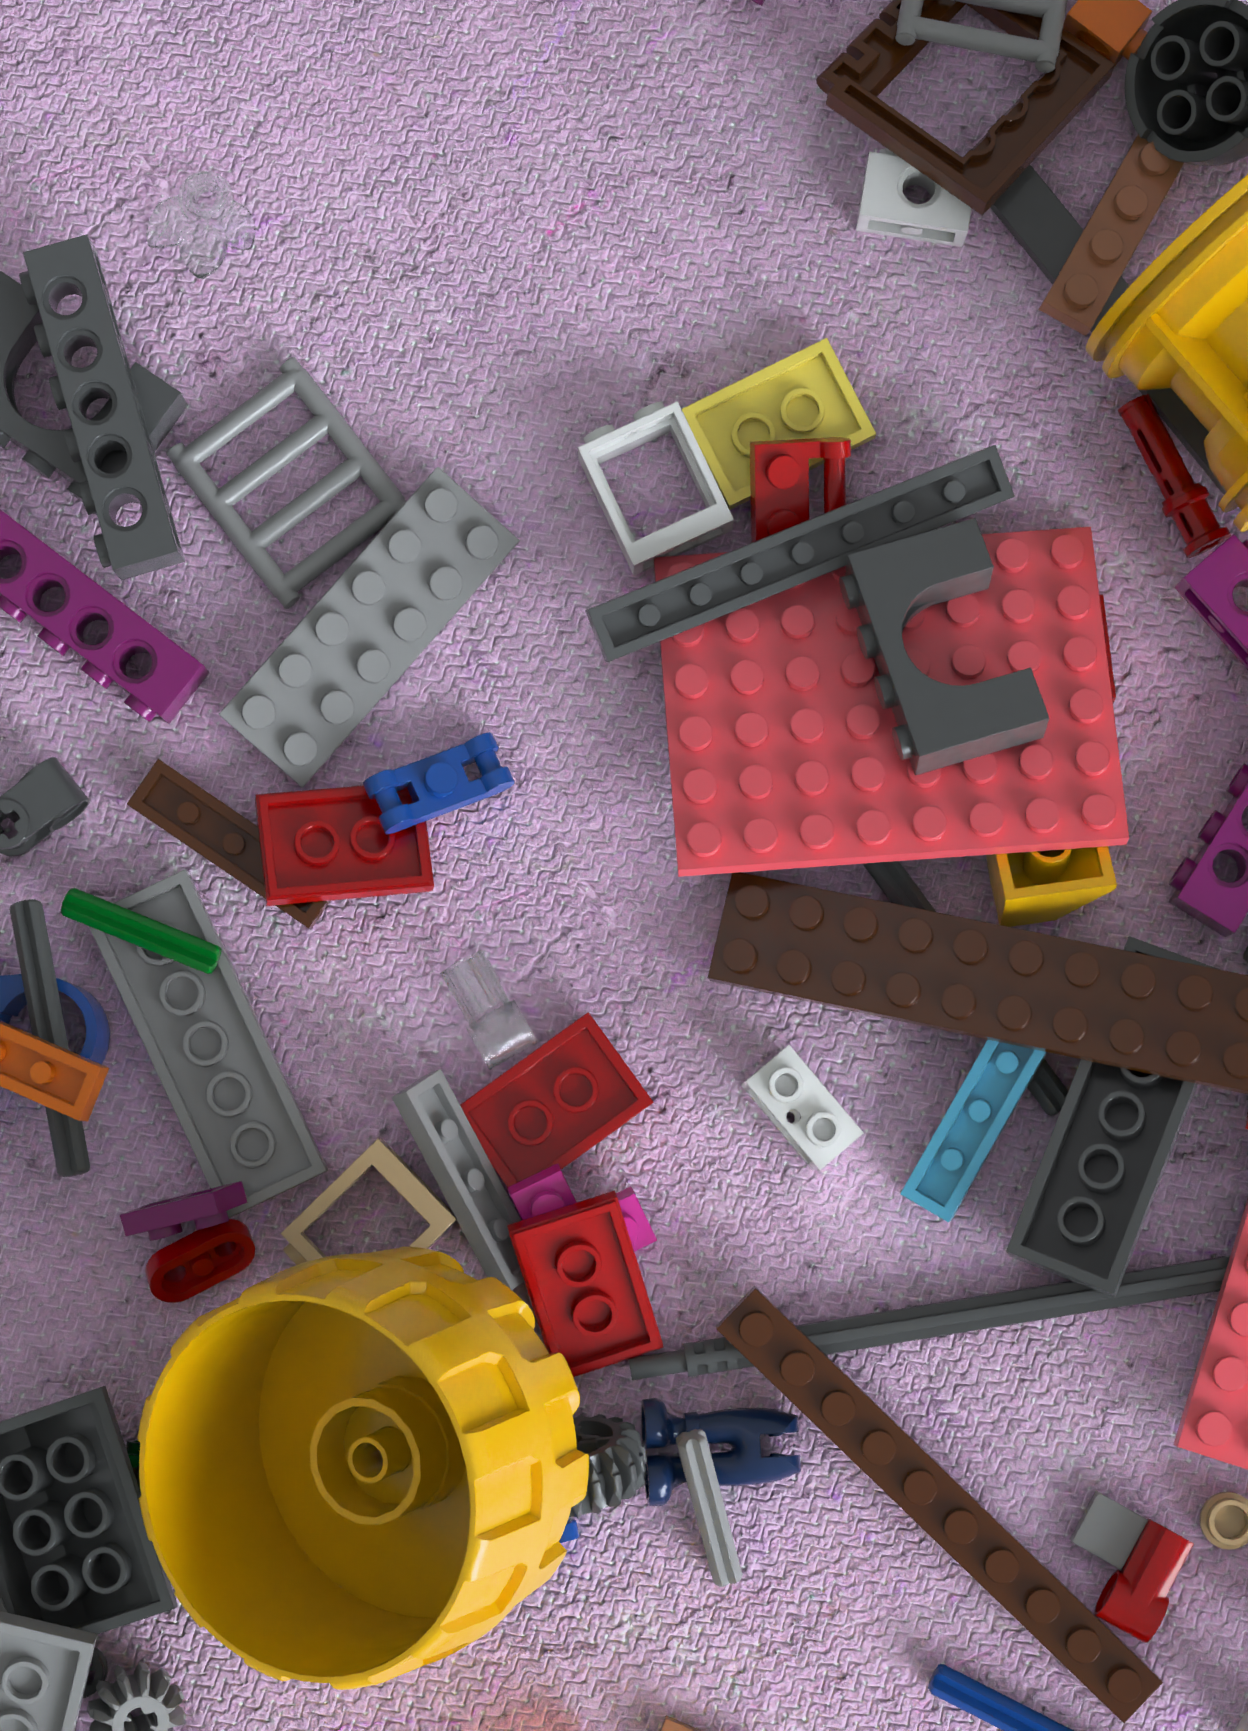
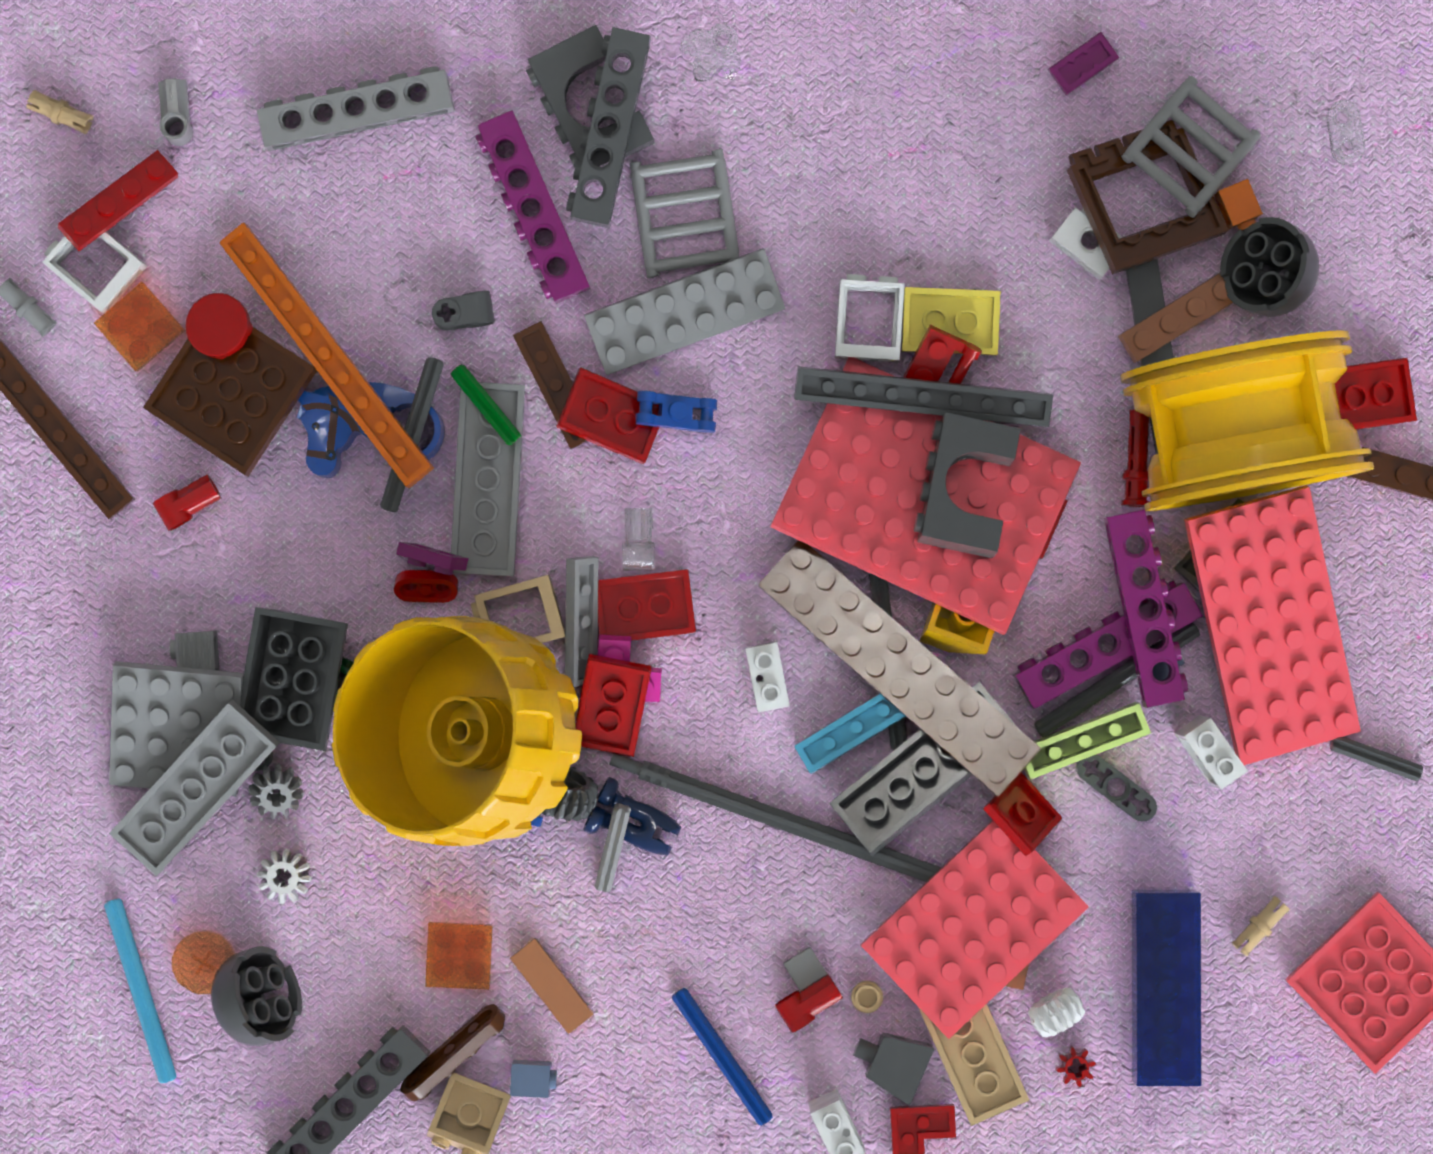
camera: 30 degrees right, 5 degrees up
(939, 1504) = (727, 908): reddish brown plate -> none

